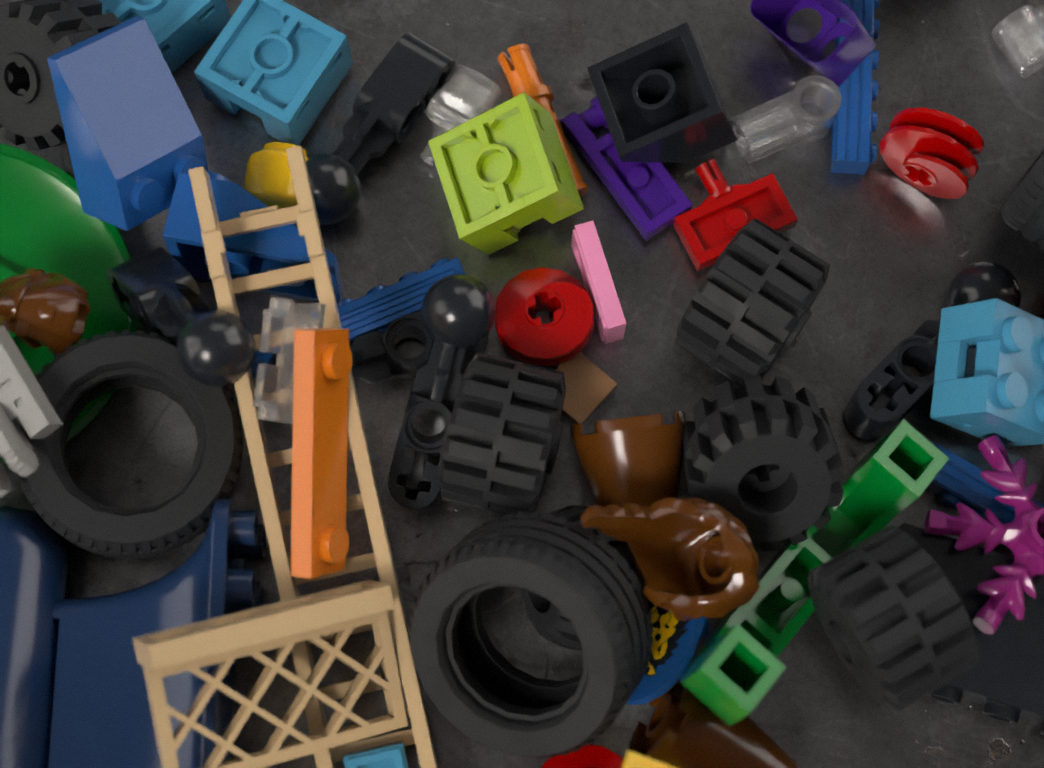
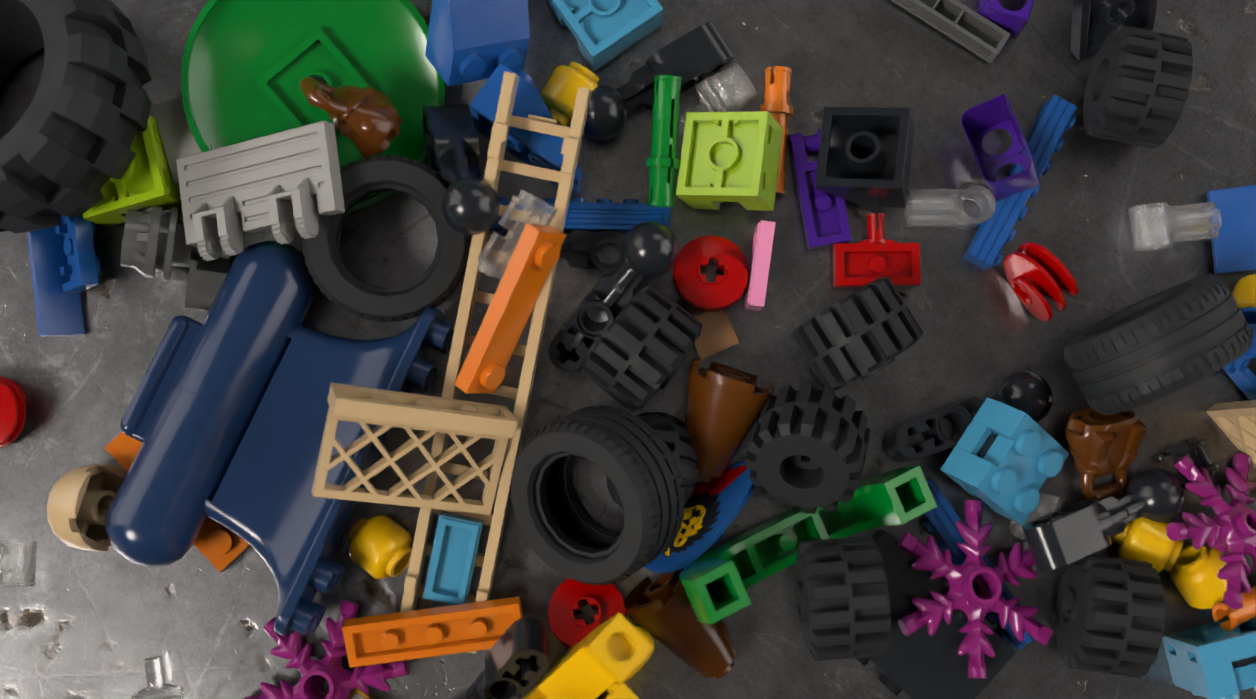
camera: 20 degrees right, 10 degrees up
(425, 206) = (663, 156): none -> green pin
(686, 553) = (725, 490): reddish brown hair -> none

